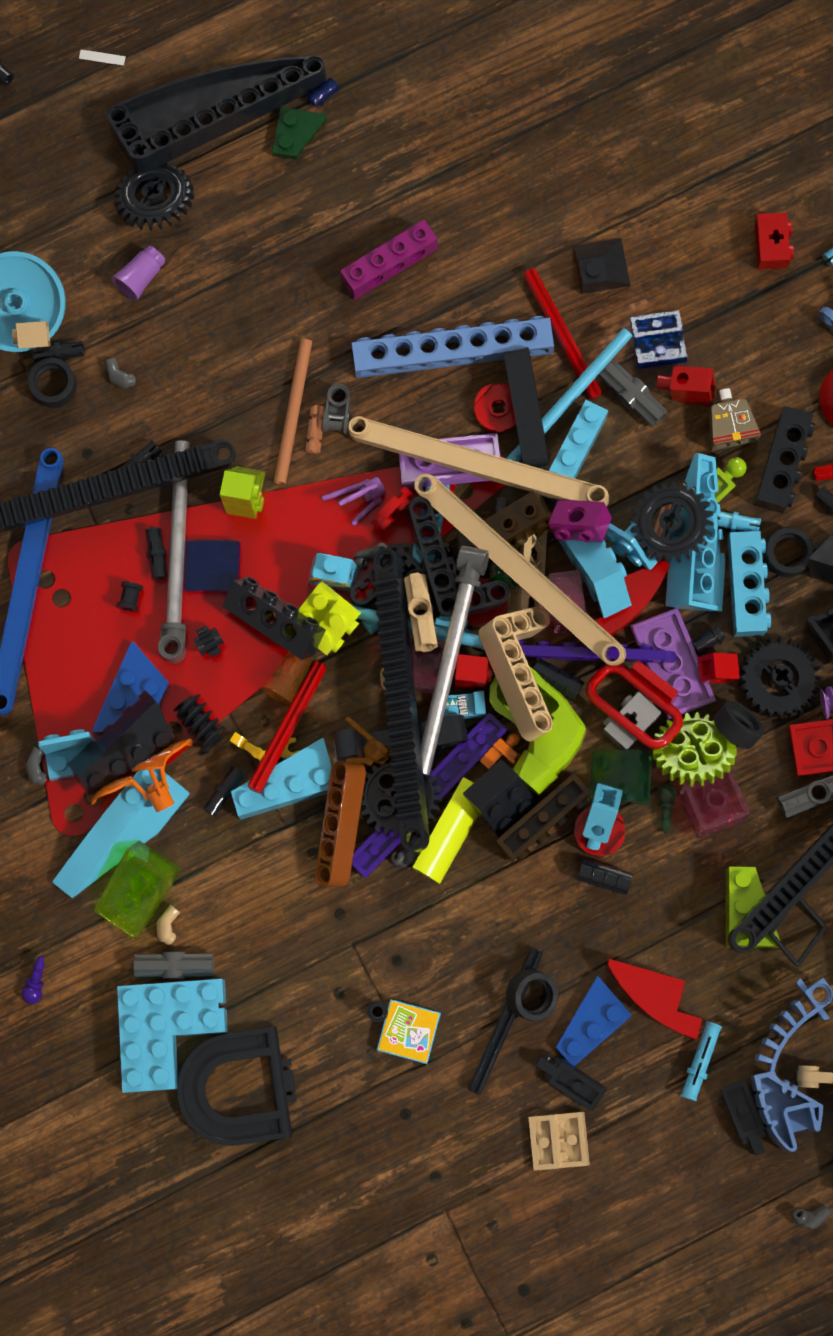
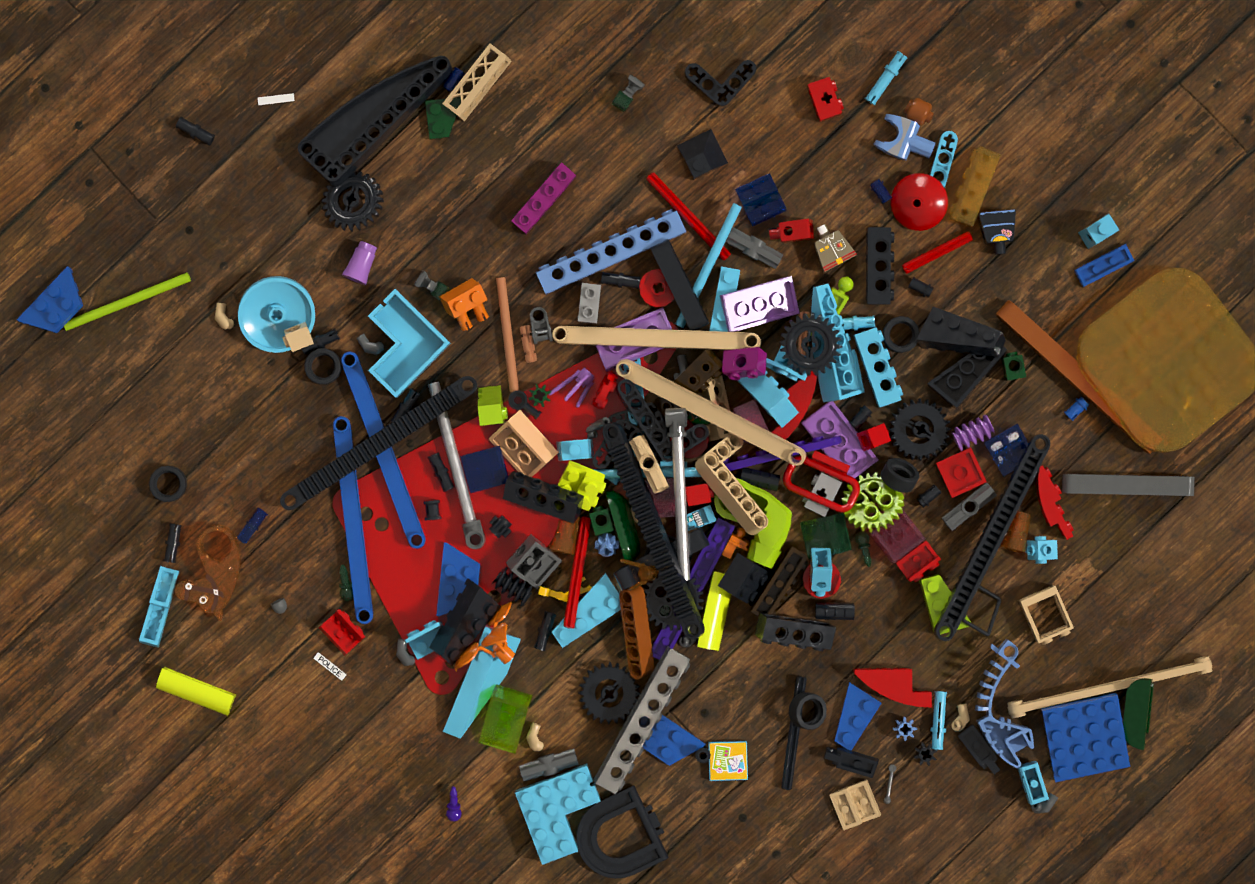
camera: 15 degrees left, 10 degrees up
(94, 517) = (387, 459): none -> blue piece
(170, 391) = (415, 343): none -> medium azure piece
(225, 332) = (437, 289): none -> leg
(229, 690) = (533, 561): none -> dark grey brick
(249, 348) = (463, 299): none -> orange brick
(251, 1013) = (669, 658): none -> brick
(258, 908) = (595, 706): none -> black gear
(270, 548) = (523, 445): none -> light nougat slope
(283, 485) = (523, 405): none -> black bar
(315, 500) = (535, 393): none -> dark green gear
(335, 975) = (670, 741): none -> blue wing
(336, 704) = (606, 544): none -> medium blue gear
(338, 683) = (608, 527): none -> dark green brick
(355, 105) = (483, 85): none -> tan fence
(366, 685) = (624, 525): none -> dark green brick
(406, 400) = (589, 303): none -> light grey brick
(454, 385) = (620, 280): none -> black pin
(514, 862) = (769, 623): none -> black brick
(524, 172) = (624, 98): none -> leg
(620, 460) = (759, 304): none -> tile
(621, 1107) = (892, 768): none -> dark grey hinge
(645, 193) = (717, 87): none -> black beam
(646, 1062) = (908, 732): none -> medium blue gear
(678, 1100) = (926, 759): none -> black gear
(731, 844) = (918, 561): none -> red bracket
(732, 1069) = (962, 719): none -> tan arm
(768, 765) = (928, 496): none -> black pin
(804, 1181) = (1033, 782): none -> medium azure brick
(811, 370) = (880, 190): none -> clear blue pin

